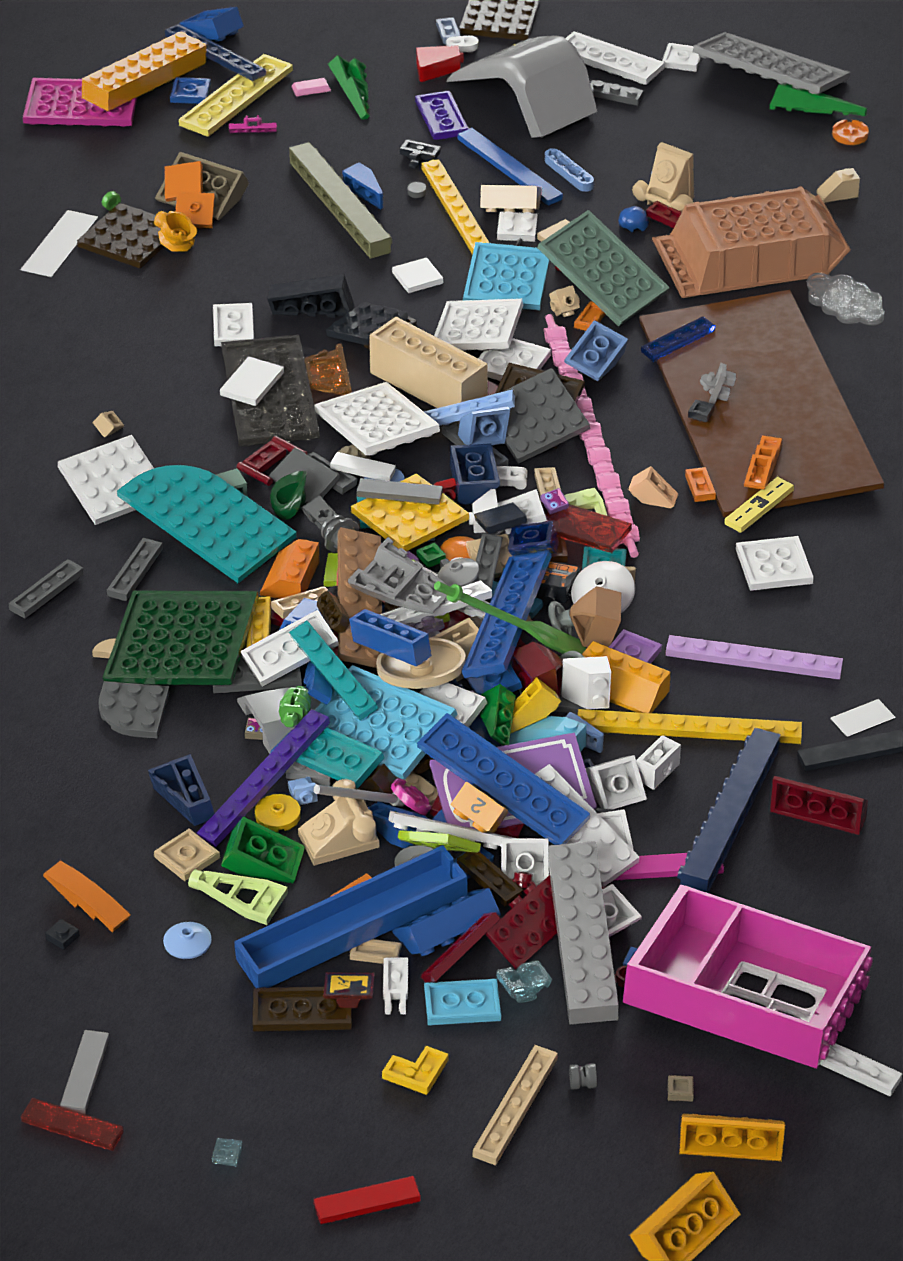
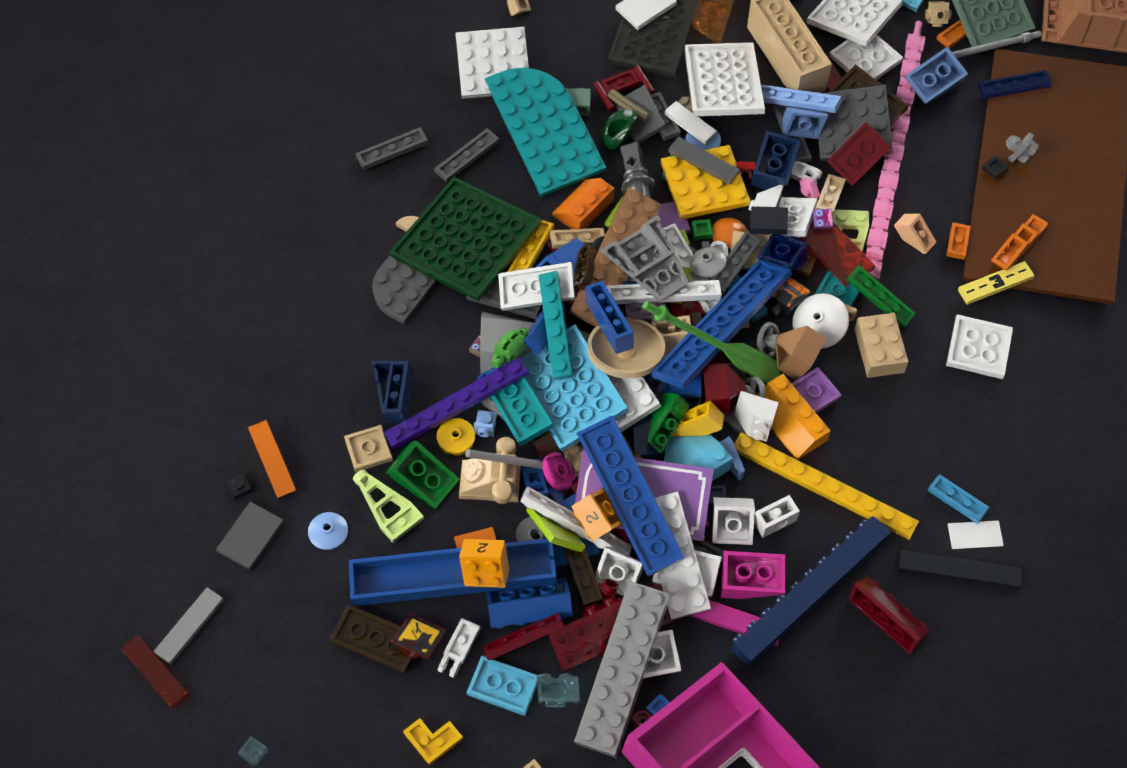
camera: 25 degrees right, 20 degrees up
(103, 972) = (250, 536): none -> dark grey tile
(283, 470) = (628, 105): none -> dark tan axle
(375, 951) = (463, 606): tan tile -> none
(388, 883) = (484, 563): none -> light orange brick
(522, 483) = (809, 188): none -> bright pink plate
(557, 437) = (859, 153): none -> dark red plate
(652, 549) = (880, 295): none -> green tile
(662, 299) = (1023, 38): none -> light grey bar
(663, 816) = (752, 575): none -> dark pink slope
(676, 591) = (881, 345): none -> tan brick
(754, 657) = (915, 436): lavender plate -> none
(828, 693) = (958, 498): none -> dark azure tile

